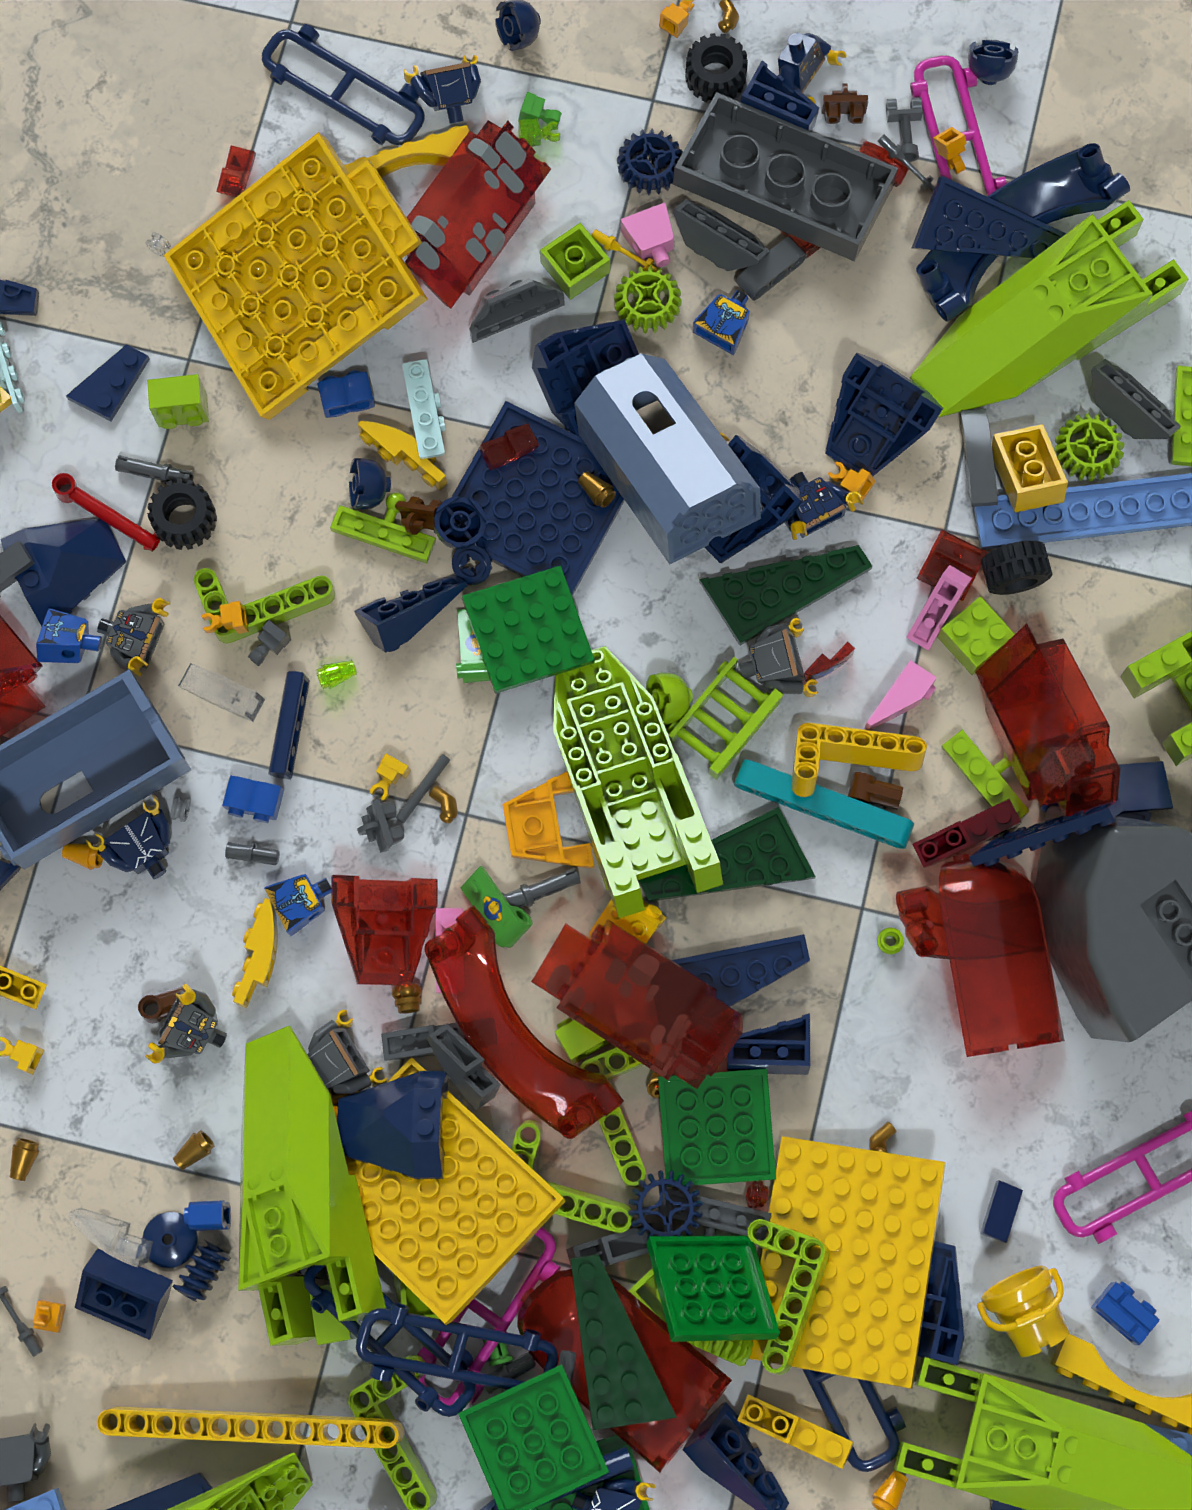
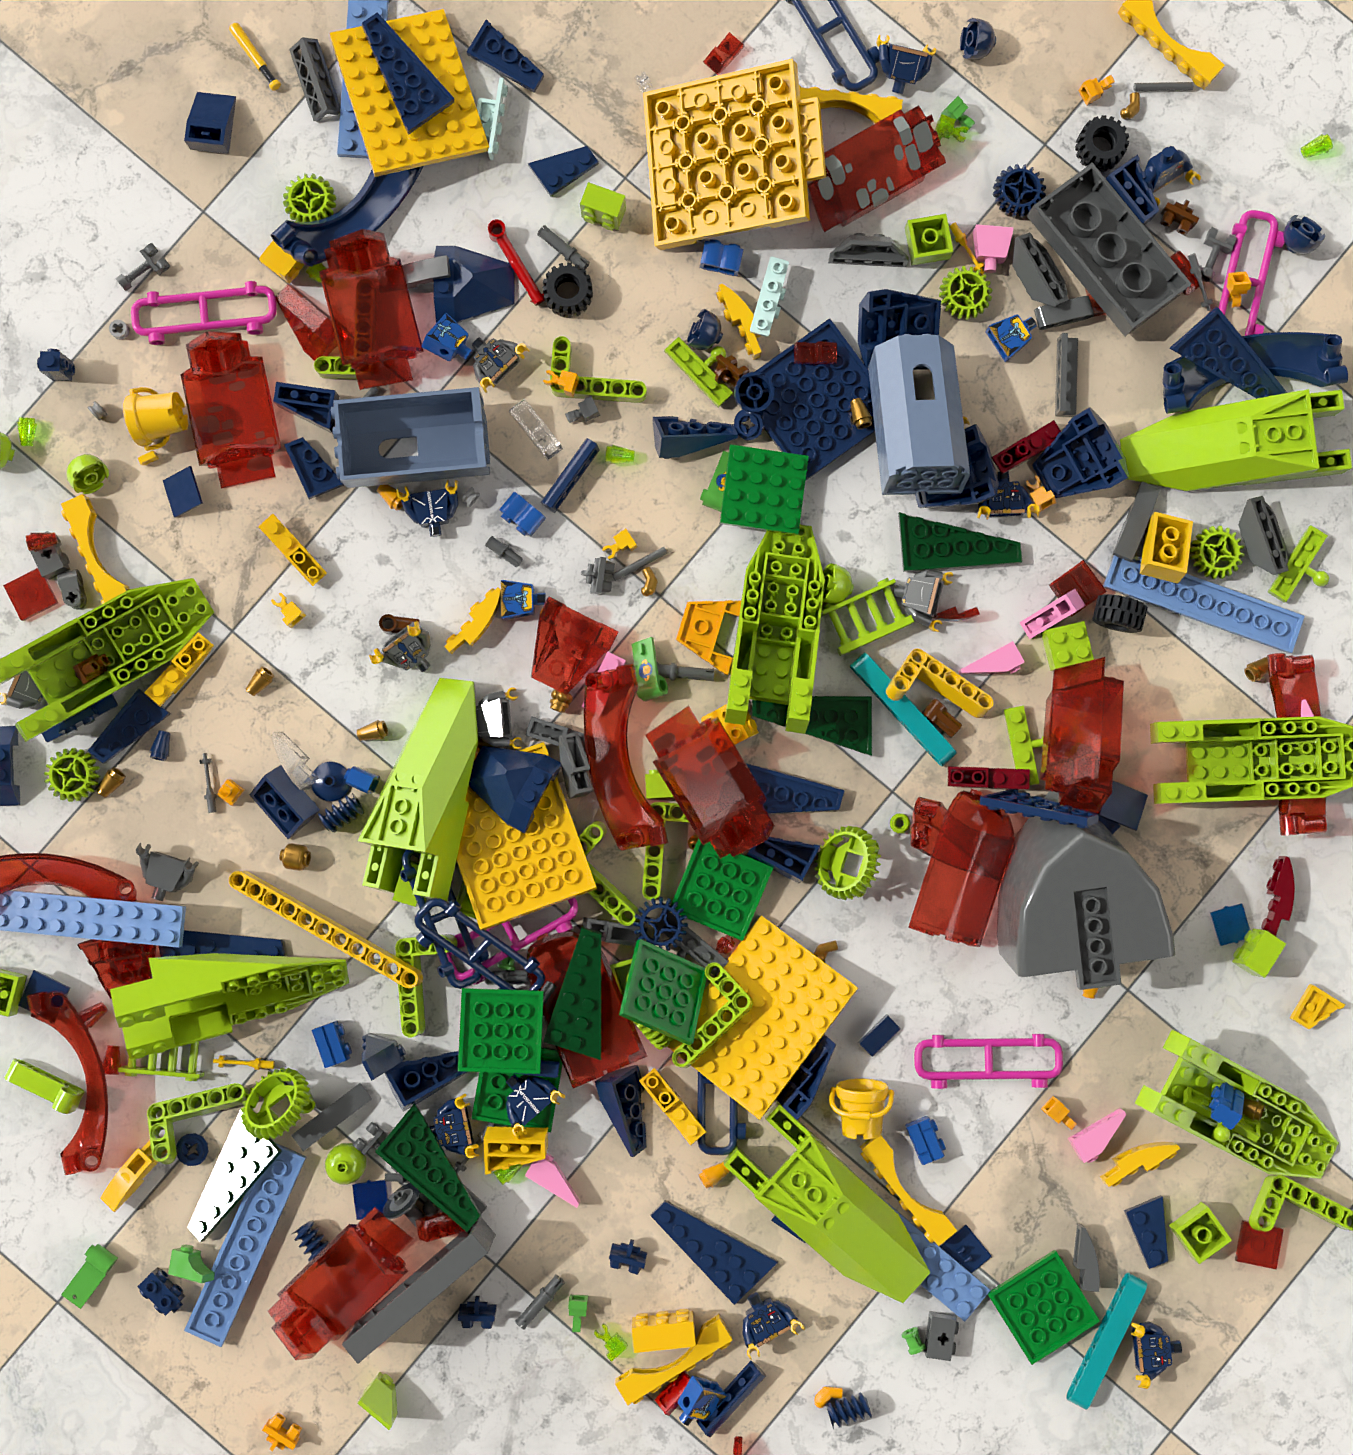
camera: 20 degrees right, 10 degrees up
(169, 1356) = (295, 857): none -> pearl gold head
(808, 435) = (1026, 447): none -> dark red slope
(811, 336) = (1066, 376): none -> dark grey fence
(834, 1022) = (834, 858): none -> lime piece

